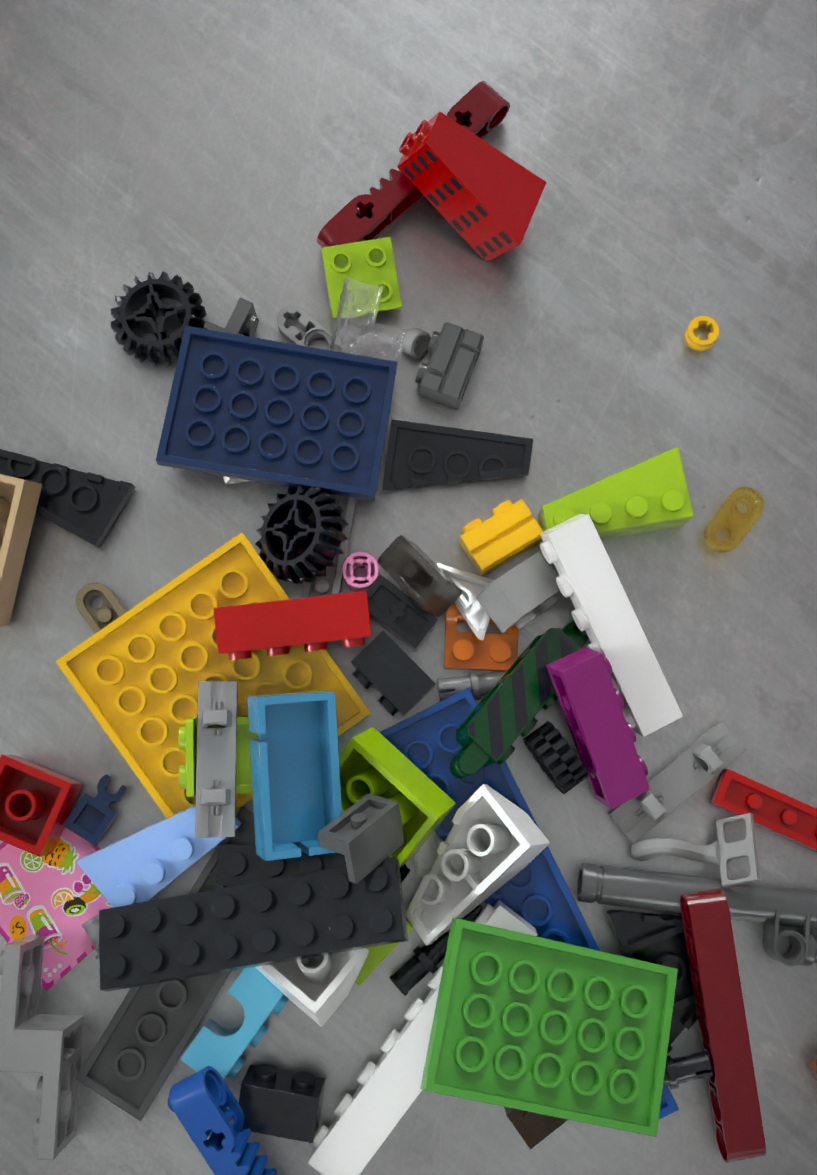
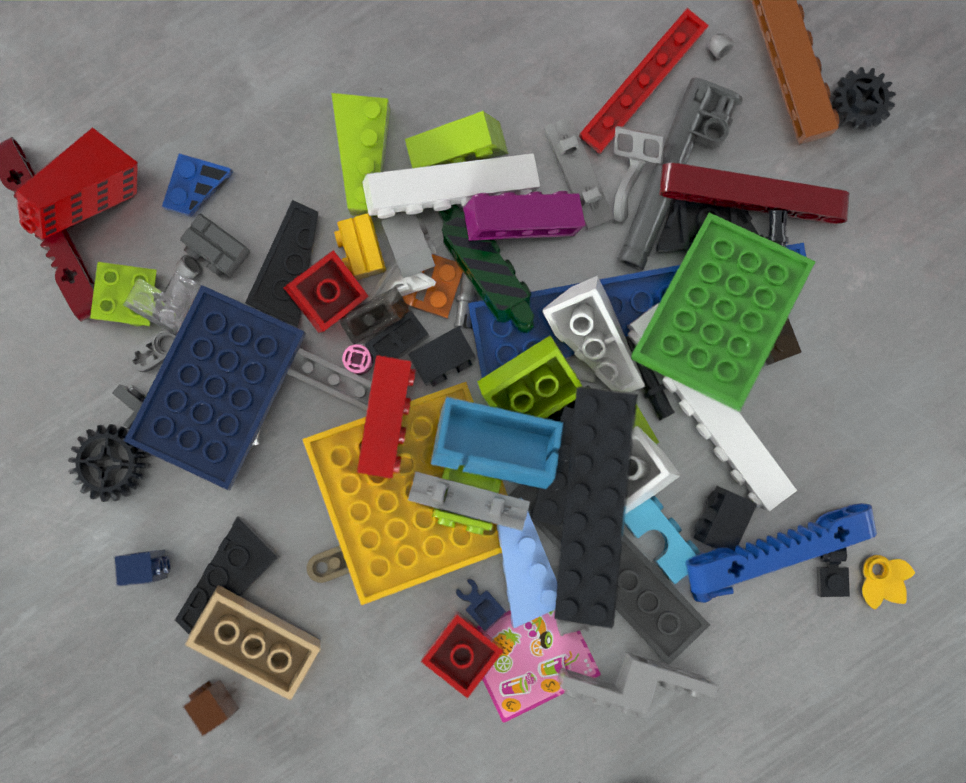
camera: 75 degrees left, 5 degrees up
(41, 389) = (141, 567): none -> dark blue brick
(301, 534) = (332, 395): black gear -> none
(364, 834) = (554, 403): dark grey panel -> none
(431, 510) = (326, 291): none -> red brick
(518, 320) = (192, 183): none -> blue wing
(556, 757) = (537, 254): black tyre -> none
(668, 619) = (458, 141): none -> lime wedge
(710, 325) = (239, 39): yellow bush -> none
(732, 521) = (399, 70): clear yellow plate -> none

